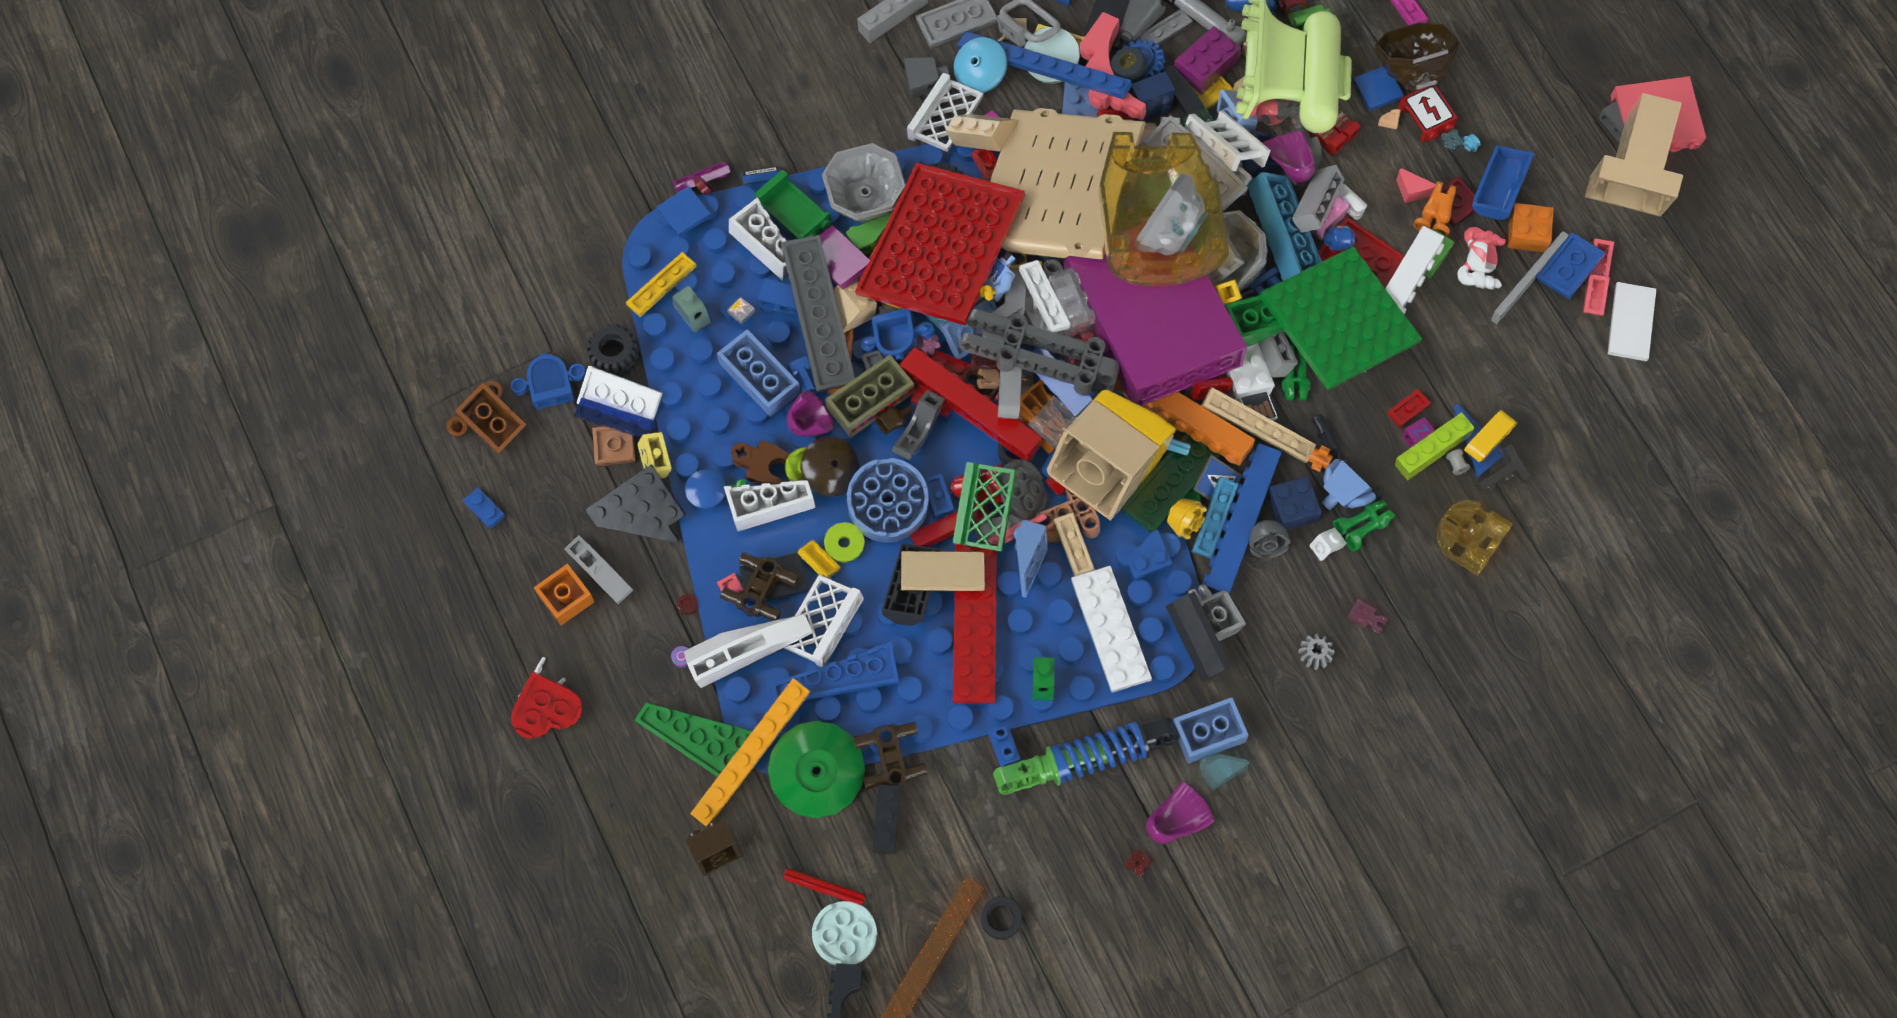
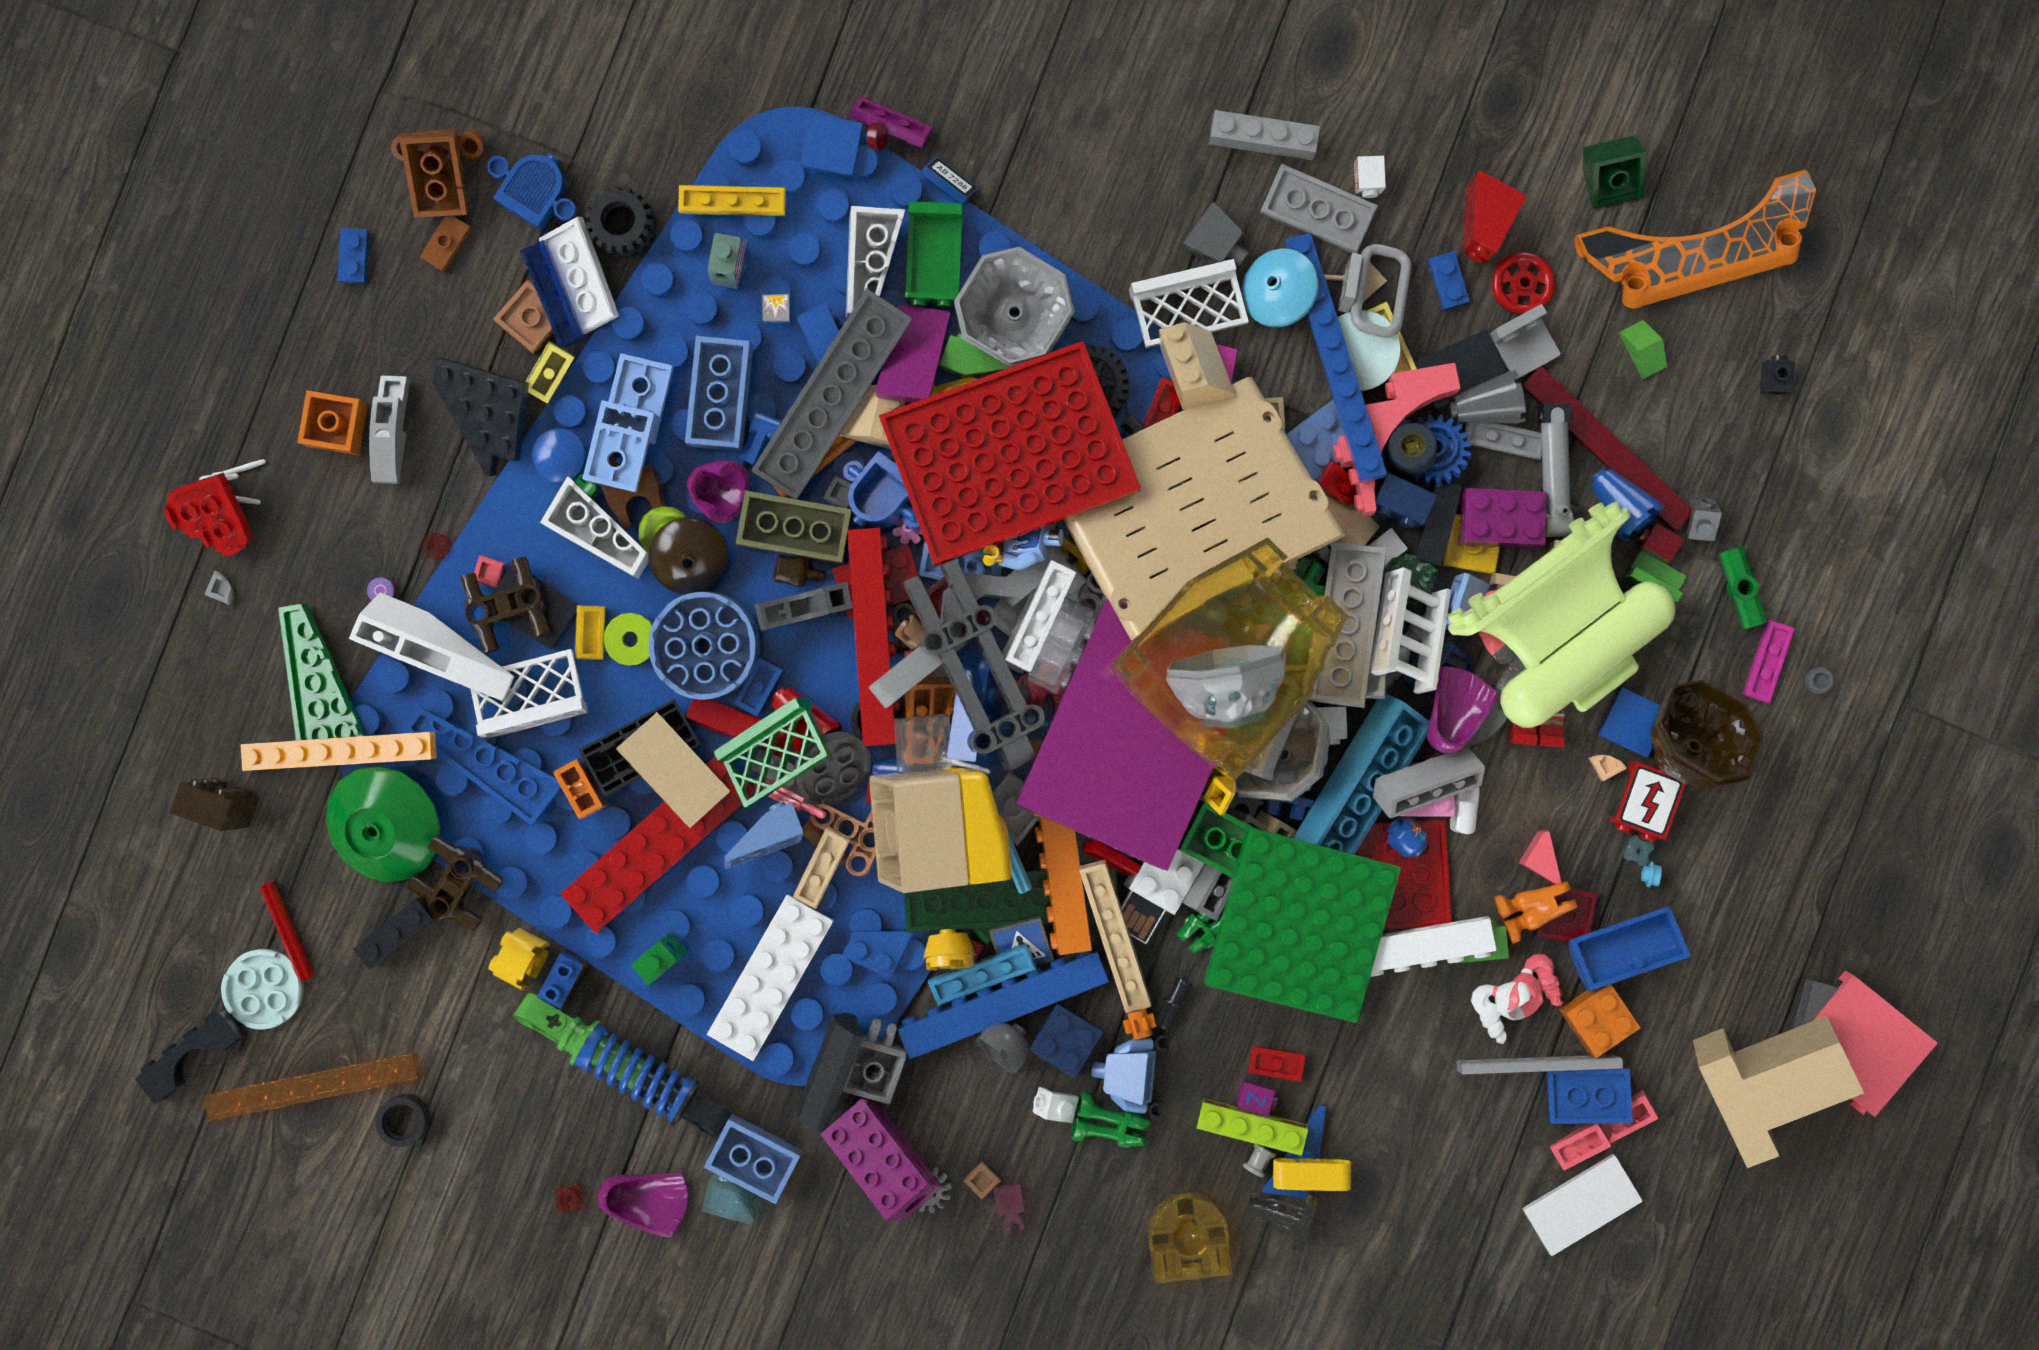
camera: 50 degrees right, 20 degrees up
(527, 453) = (445, 242): none -> dark orange plate
(590, 746) = (220, 588): none -> light grey tile
(727, 431) = (628, 423): none -> light blue bracket
(904, 632) = (580, 788): none -> orange brick
(969, 758) = (519, 958): none -> yellow brick
(1275, 650) = (881, 1160): none -> magenta piece
(1336, 621) = (982, 1179): none -> medium nougat tile

